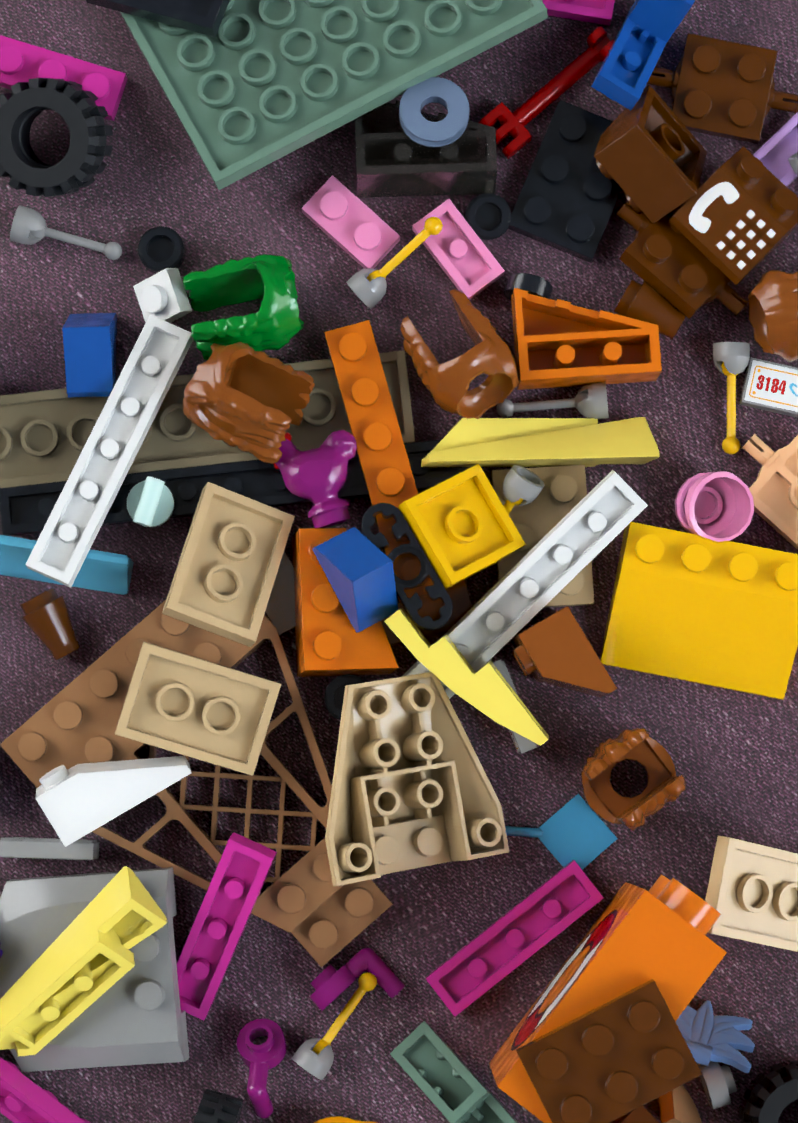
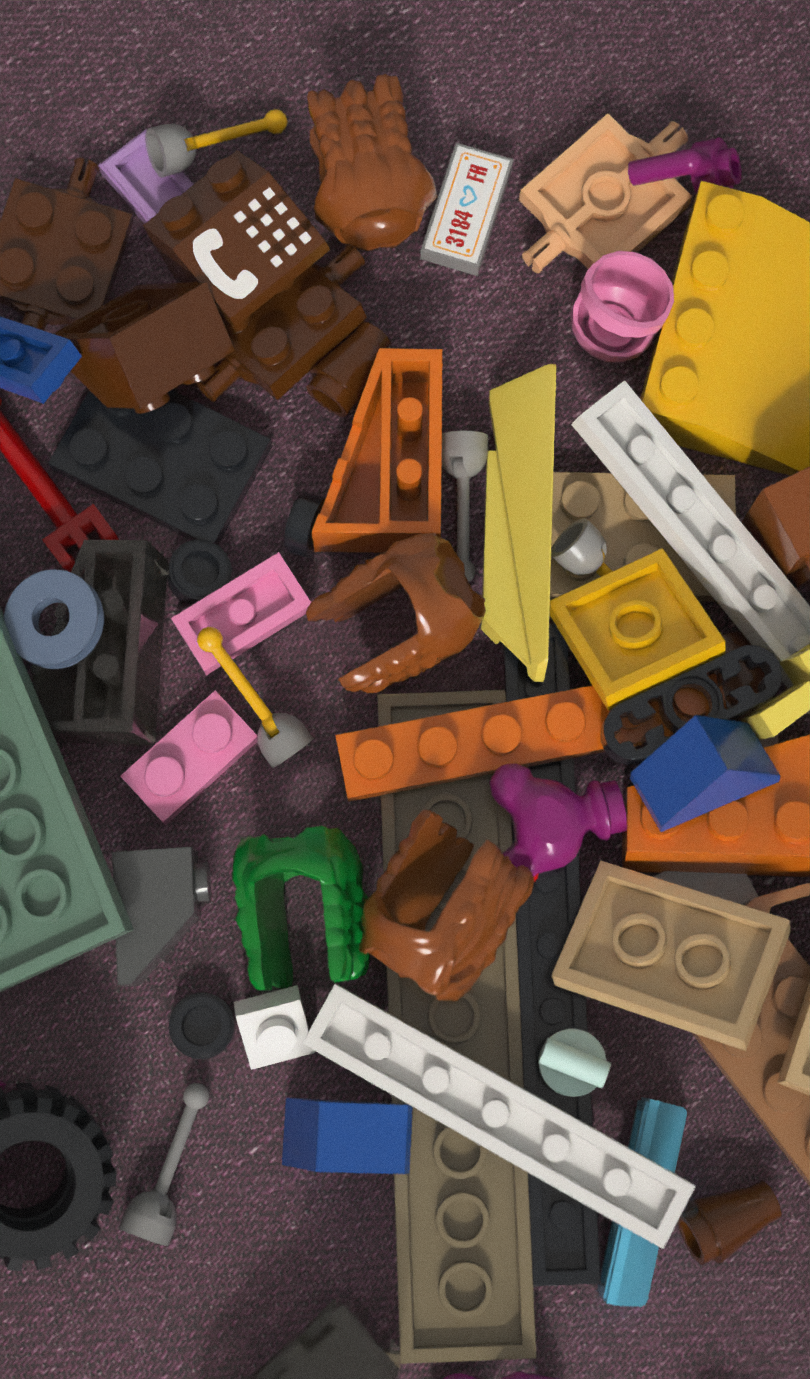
camera: 85 degrees left, 5 degrees down
(242, 210) = (162, 902): none -> dark grey slope
(731, 360) = (422, 276): hinge -> none

